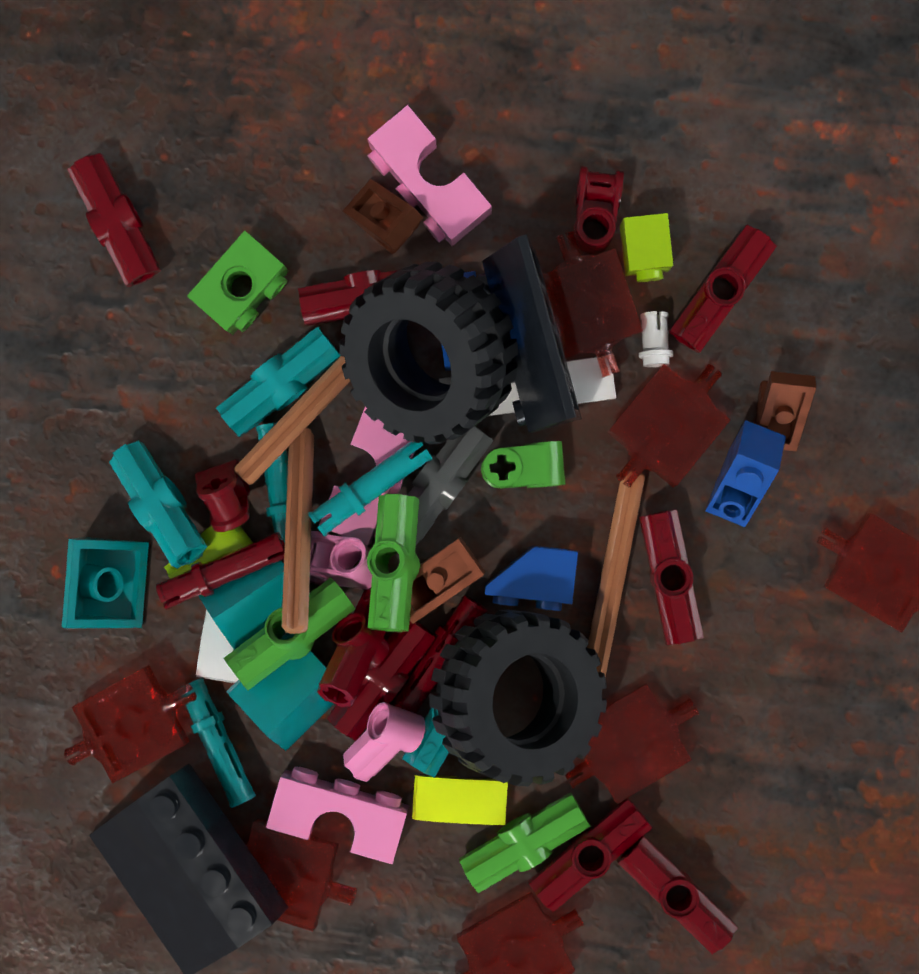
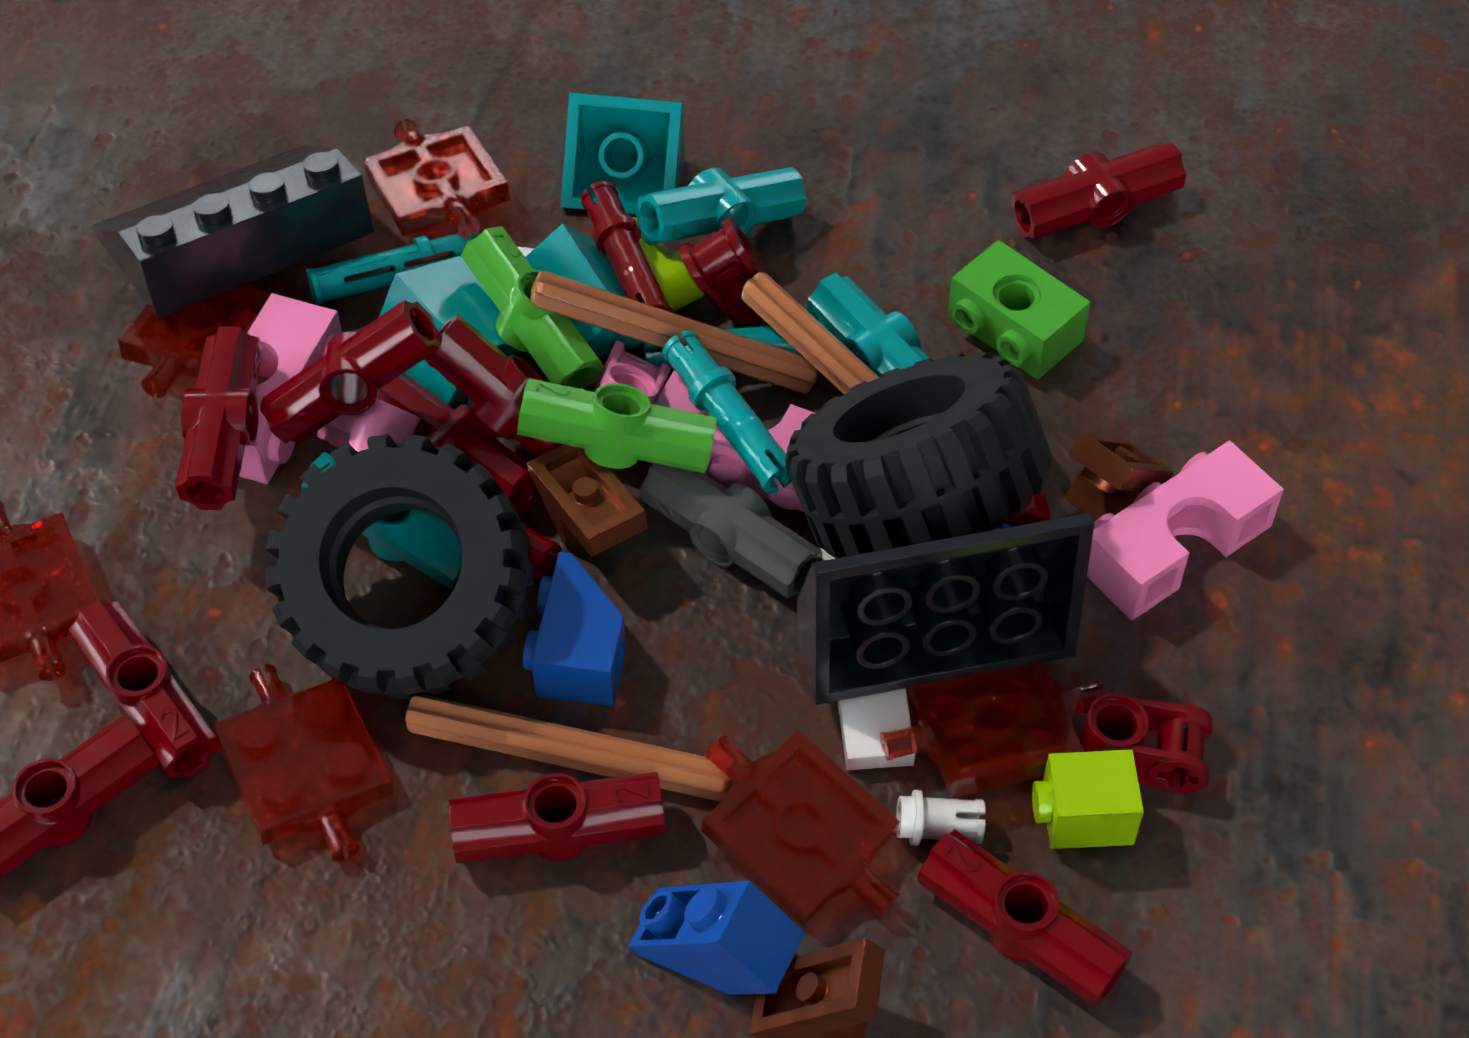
camera: 90 degrees right, 35 degrees down
(368, 752) = (351, 372): none -> dark red piece
(395, 841) = (219, 419): none -> dark red piece
(459, 800) = (247, 529): neon yellow slope -> none
(524, 842) = (182, 607): bright green piece -> none
(532, 464) = (747, 625): bright green piece -> none

